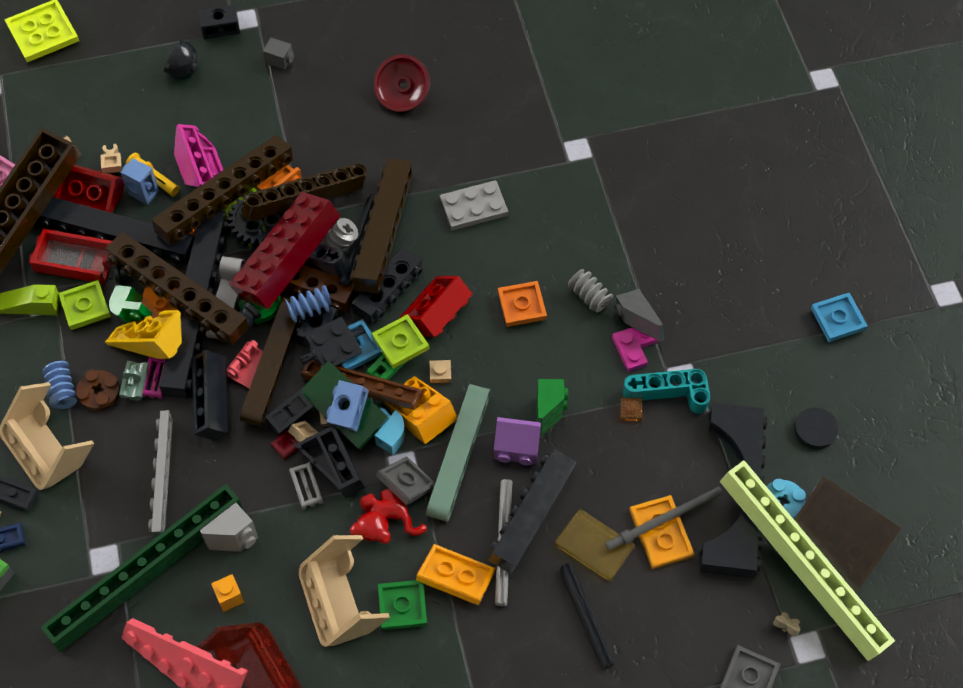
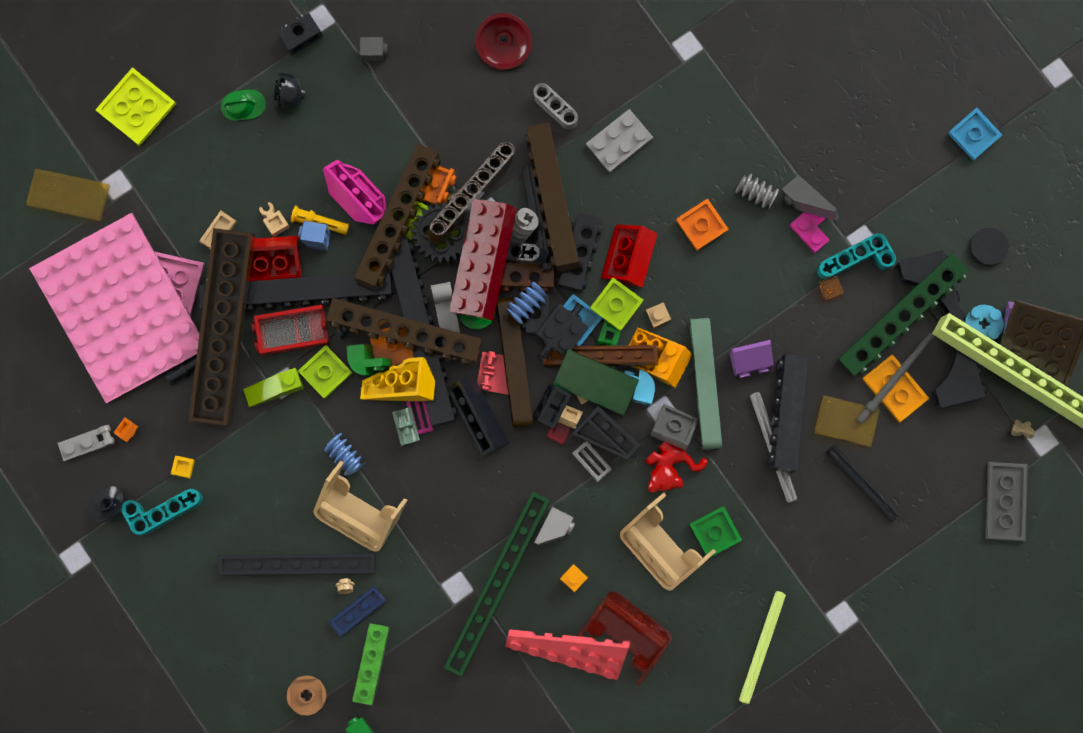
camera: 20 degrees left, 20 degrees up
(93, 380) = (384, 453): reddish brown plate -> none
(137, 61) = (243, 105): none -> green piece
(161, 465) = (466, 492): light grey plate -> none
(250, 313) = (476, 330): black wheel -> none
(348, 418) = (605, 397): medium blue brick -> none
(420, 145) = (551, 98): none -> light grey beam
(456, 574) = (747, 490): light orange tile -> none
(551, 402) = (764, 314): green slope -> none
(763, 418) = (950, 264): none -> dark green brick

